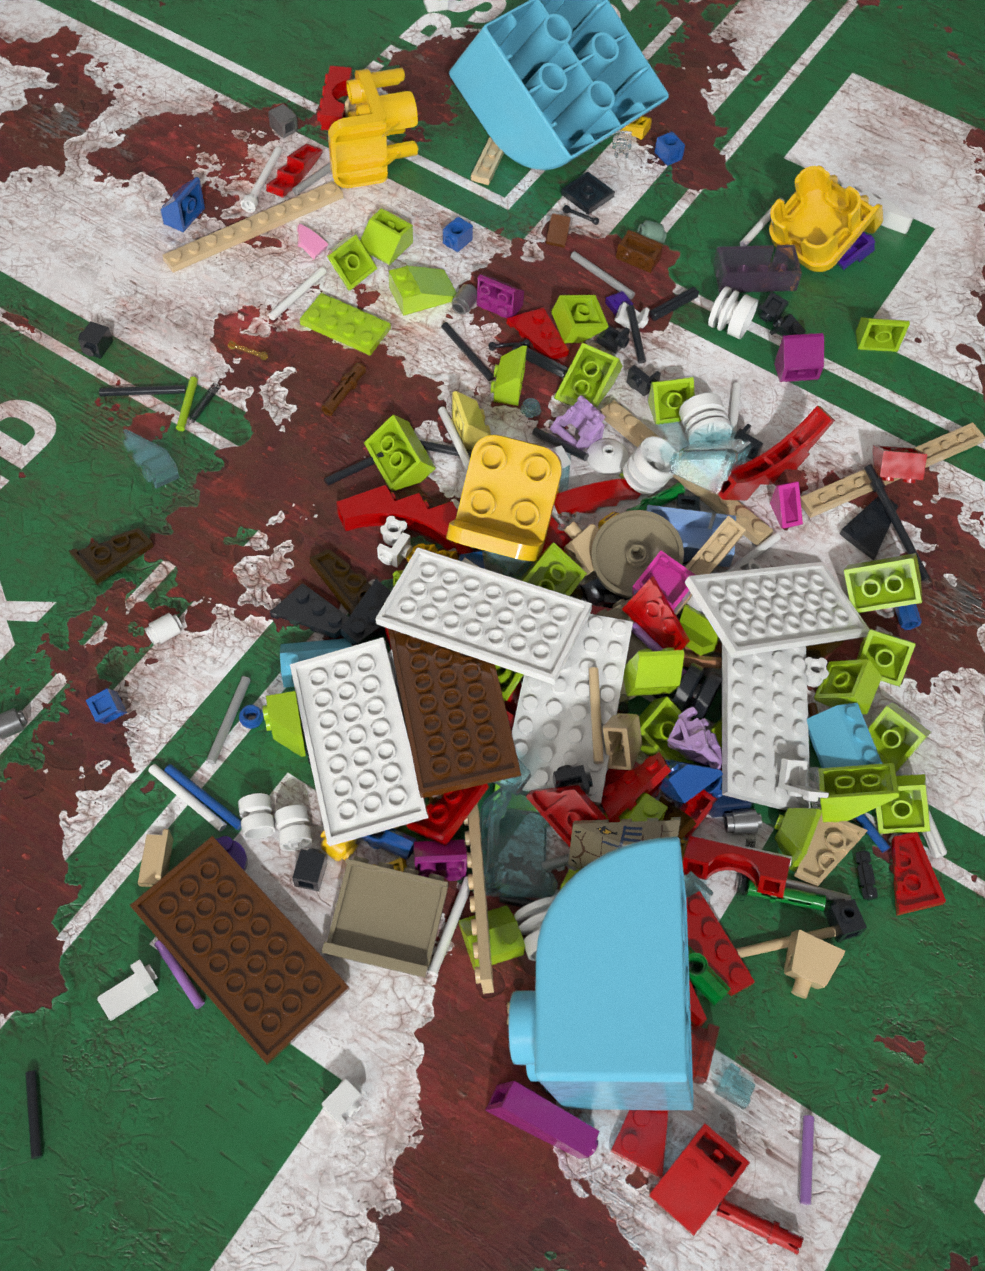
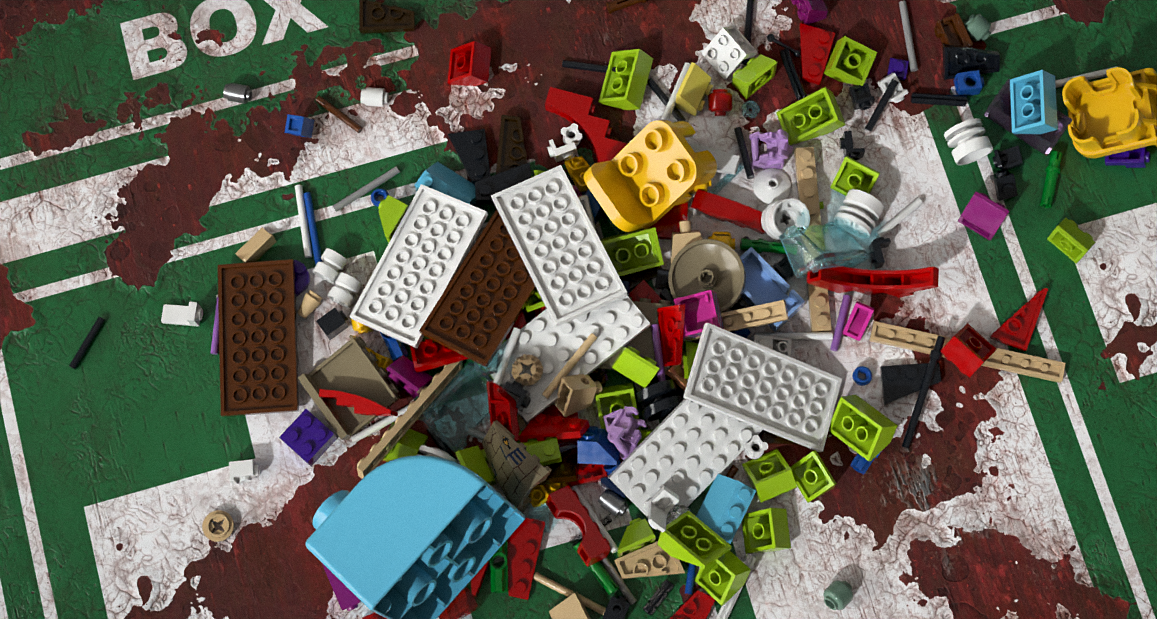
camera: 50 degrees right, 15 degrees up
(137, 671) = (336, 112): none -> reddish brown bar
(237, 538) = (469, 64): none -> red slope
(265, 870) = (309, 304): none -> tan cone
(356, 1180) = (209, 527): none -> tan gear
(385, 1006) = (308, 437): none -> dark purple brick
(421, 920) = (361, 405): none -> red slope
(469, 375) = (728, 51): none -> white bracket
(500, 418) = (720, 102): none -> red head
(526, 754) = (506, 356): none -> white bar
(548, 756) = (536, 370): none -> tan gear
(670, 260) = (965, 59): none -> black wing
(685, 276) = (961, 86): none -> blue brick
(757, 248) = (1033, 103): none -> medium azure slope
(774, 522) = (840, 322): none -> medium lavender bar
(813, 297) = (1052, 172): none -> green pin
(838, 545) = (864, 370): none -> blue plate
(910, 421) = (1020, 327): none -> red wing

